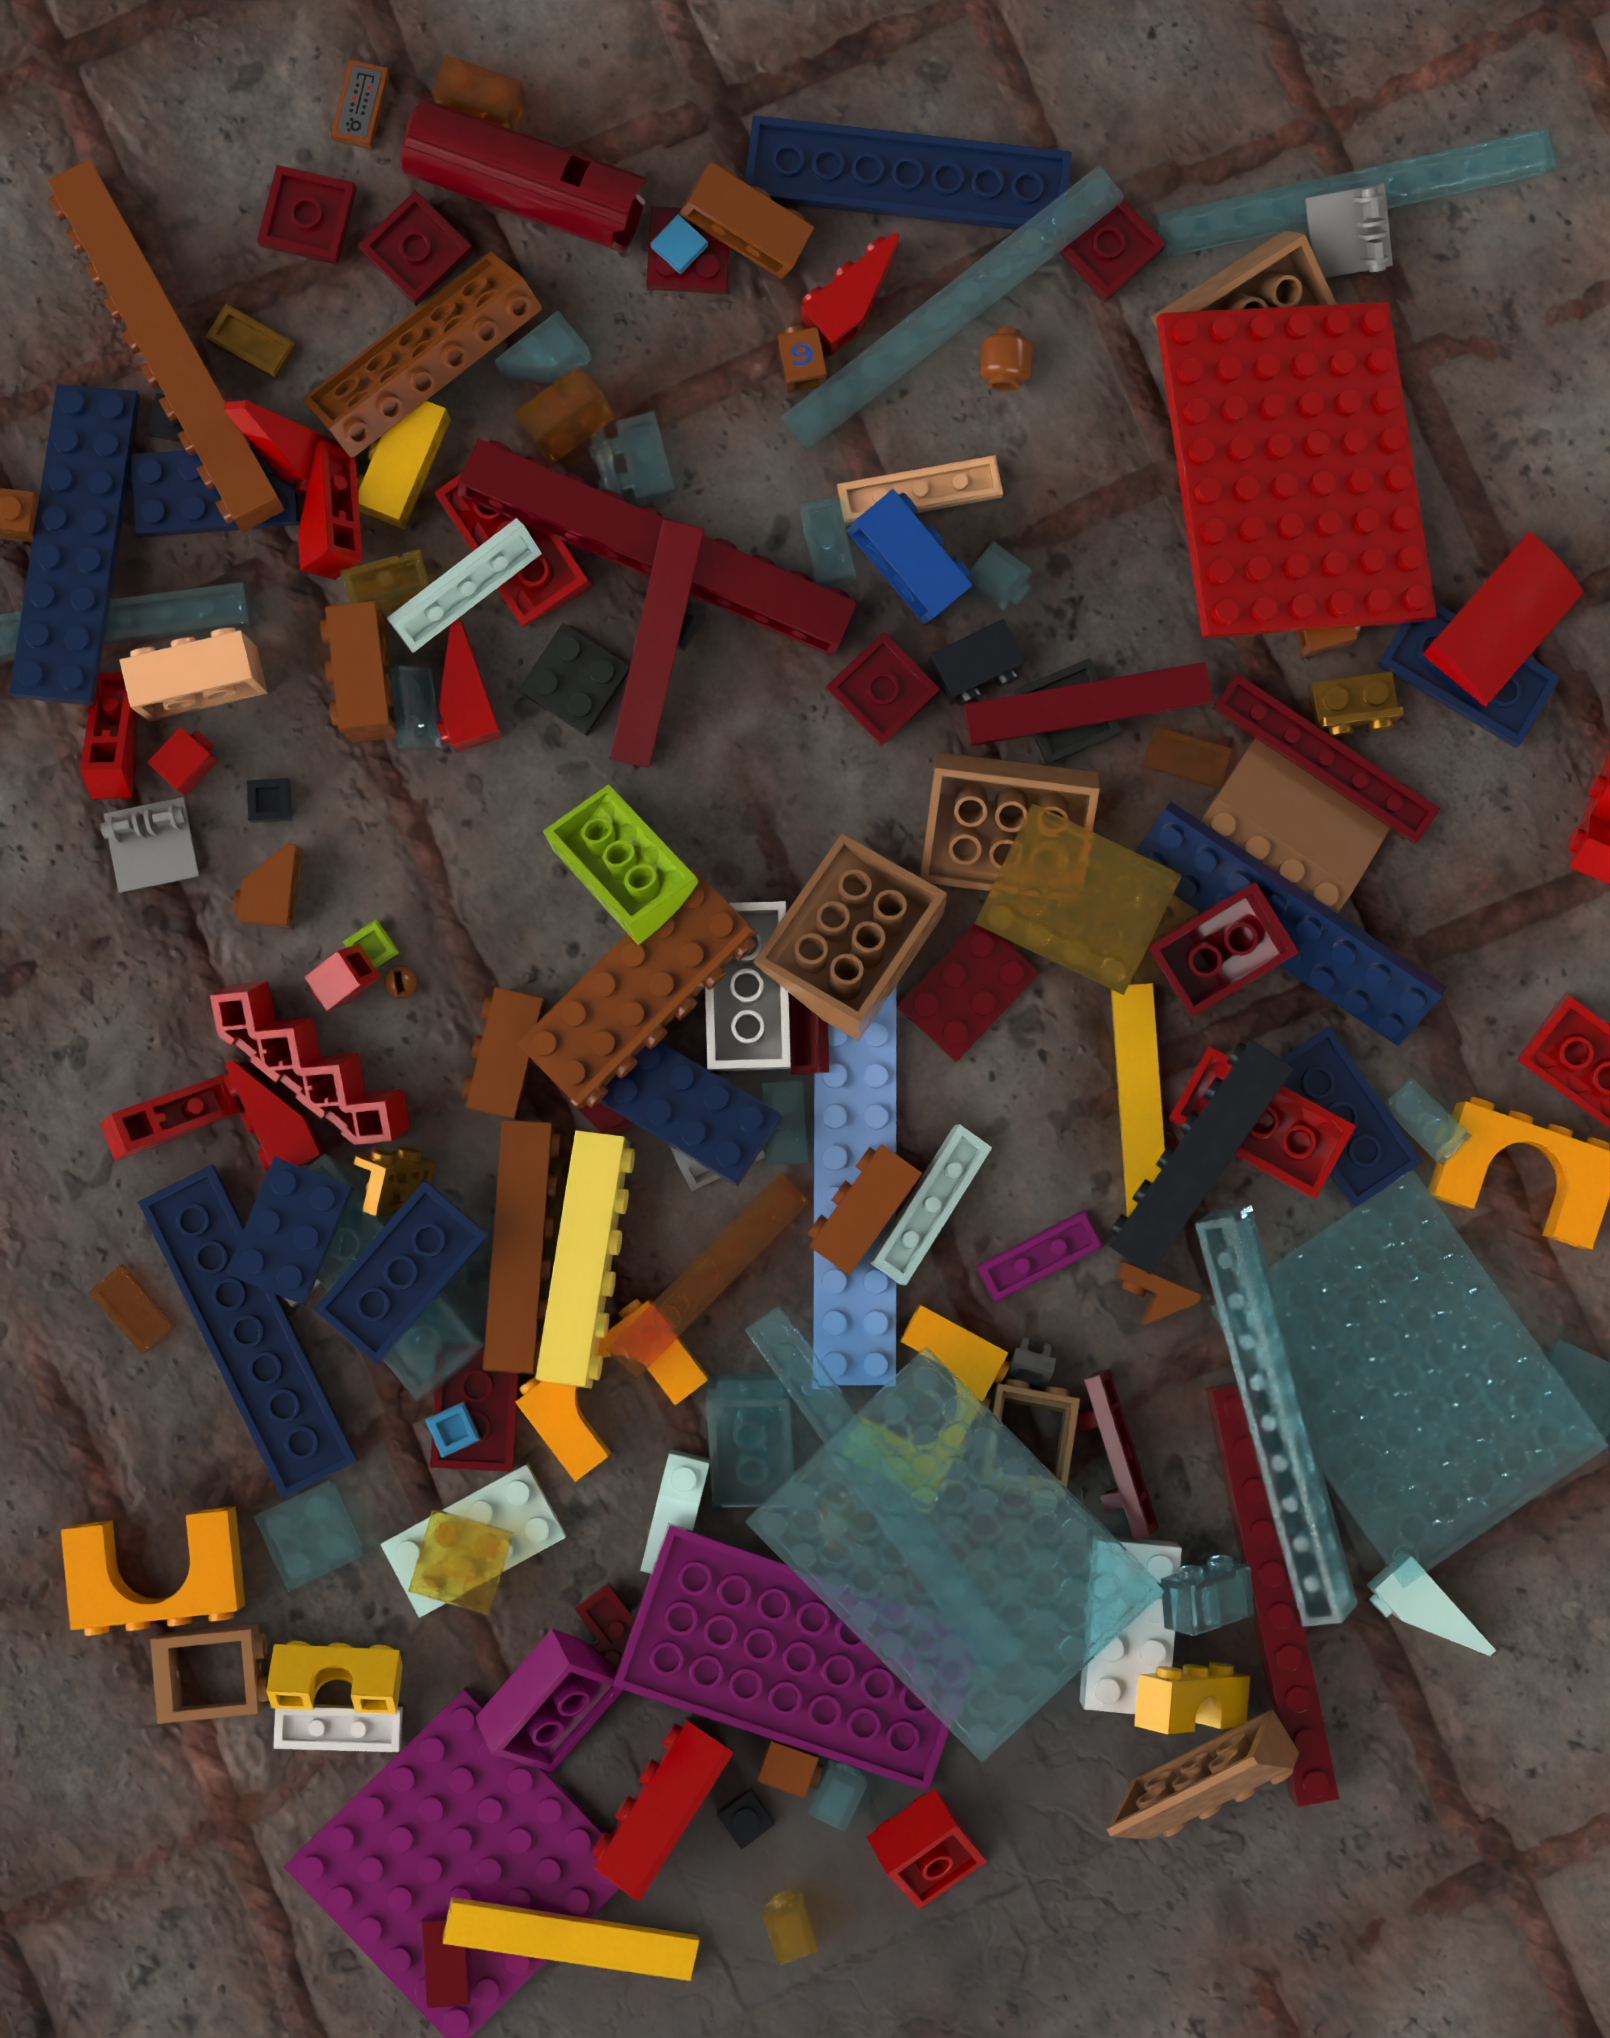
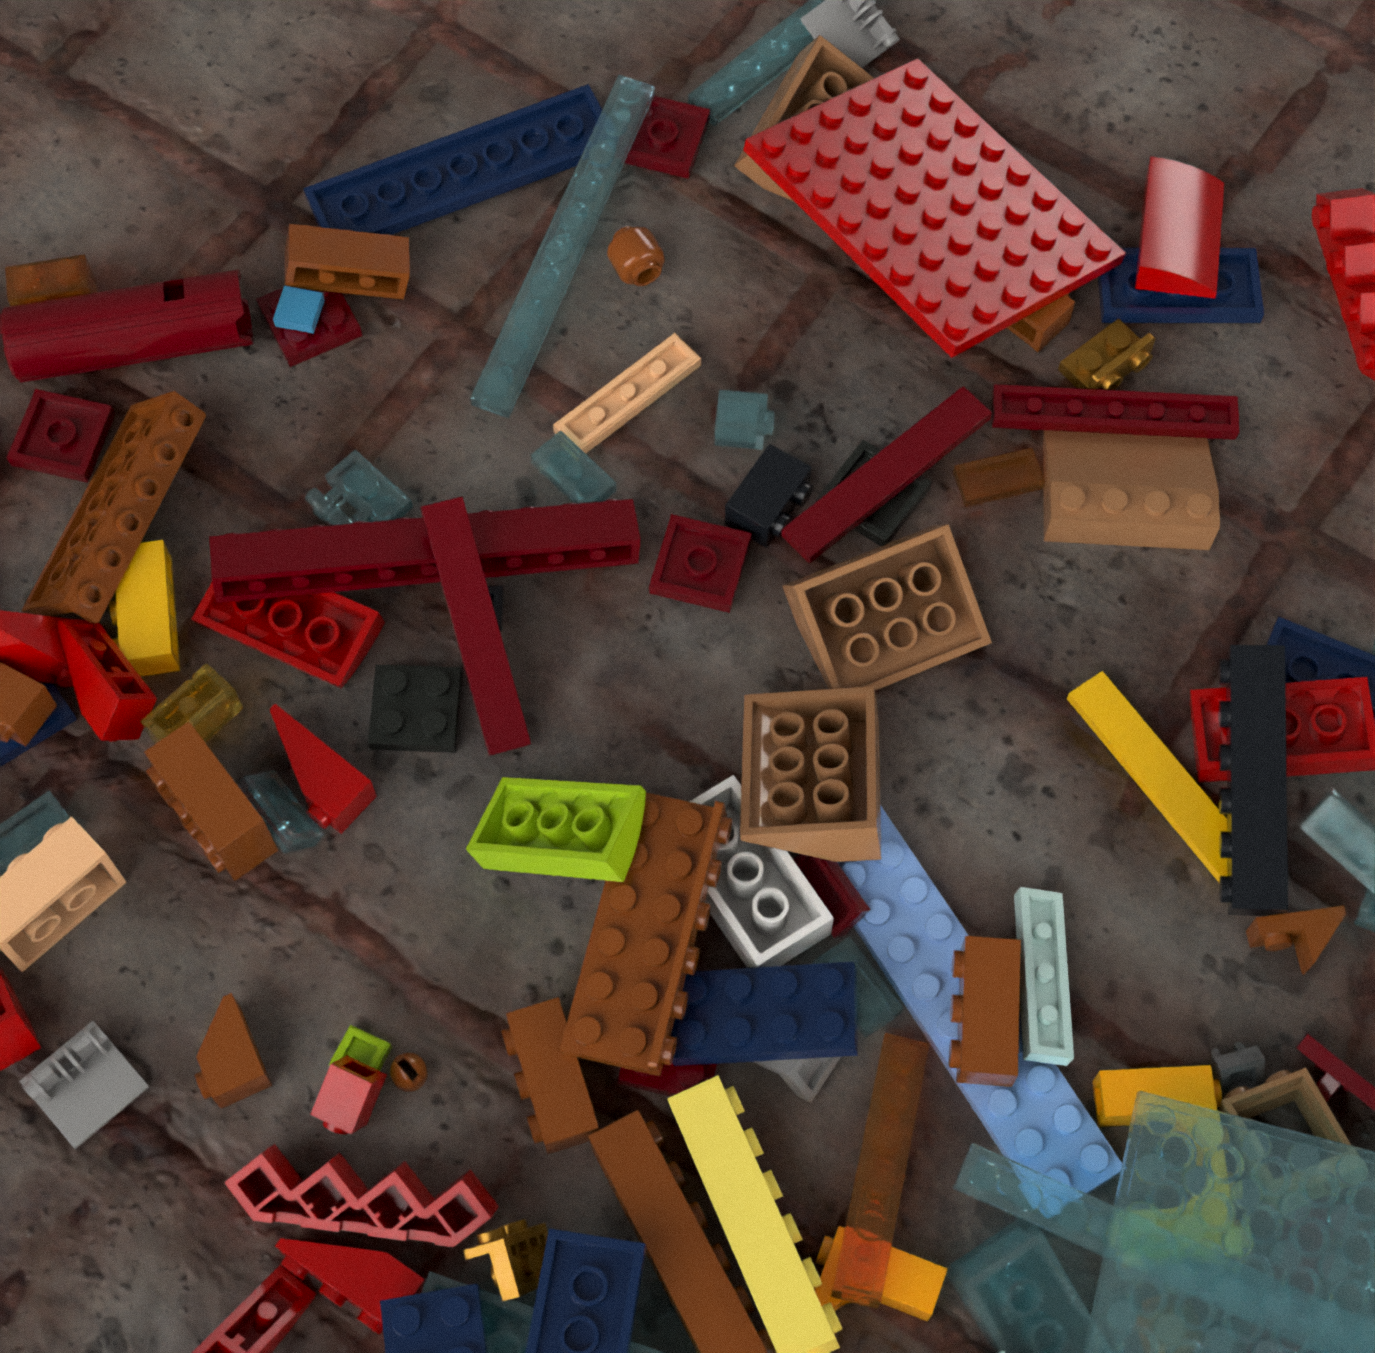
camera: 30 degrees left, 20 degrees down
(184, 759) = (75, 983): red brick -> none
(269, 800) = (182, 974): black plate -> none
(464, 585) = (266, 672): light aqua plate -> none
(545, 353) = (230, 456): clear light blue slope -> none
(564, 415) = (276, 489): clear orange brick -> none
(801, 358) = (460, 344): dark orange brick -> none
(847, 301) = (469, 290): red slope -> none
(910, 555) = (655, 436): blue brick -> none
(967, 990) = (944, 772): dark red plate -> none
(1039, 1256) = (1171, 968): magenta tile -> none
(1078, 899) = (991, 629): clear yellow slope -> none
(1222, 948) = (1143, 600): dark red slope -> none
(1332, 953) = (1181, 553): dark blue plate -> none

